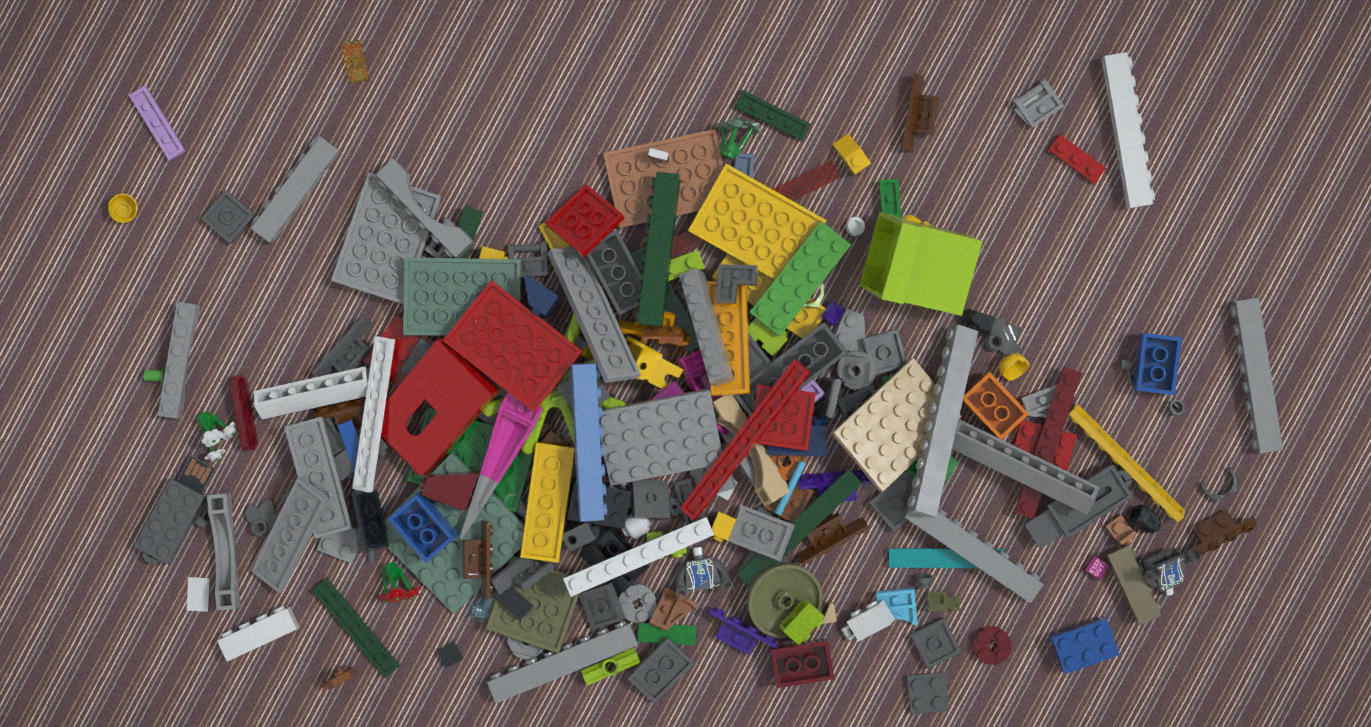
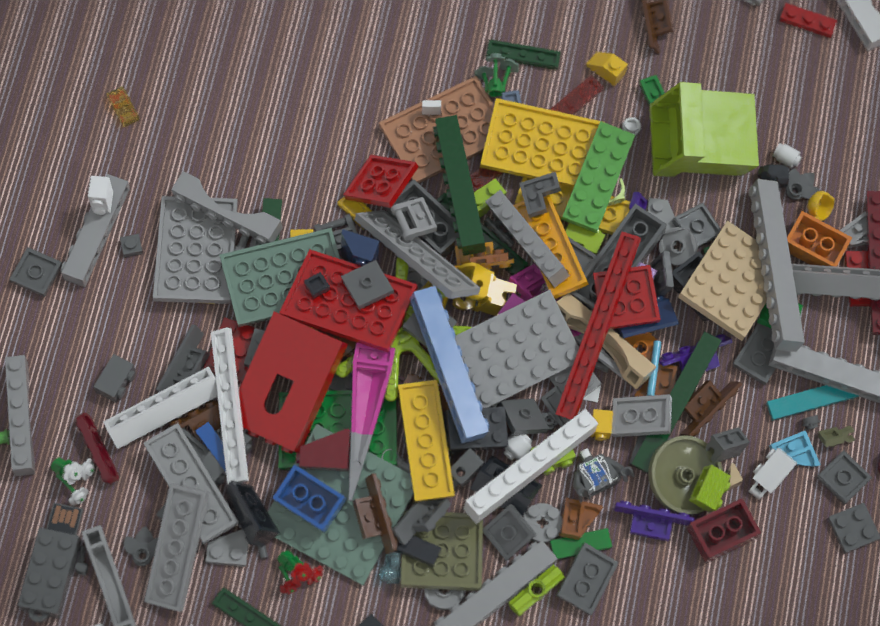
camera: 25 degrees left, 20 degrees down
(277, 348) = (115, 378): none -> dark grey brick
(304, 164) = (100, 194): none -> white brick
(327, 213) = (131, 245): none -> dark grey plate
(486, 323) = (317, 285): none -> black tile
(533, 338) = (367, 284): none -> dark grey plate
(609, 275) = (419, 216): none -> light grey plate
(834, 583) = (727, 444): none -> dark grey hinge
(1000, 303) = (787, 155): none -> white brick

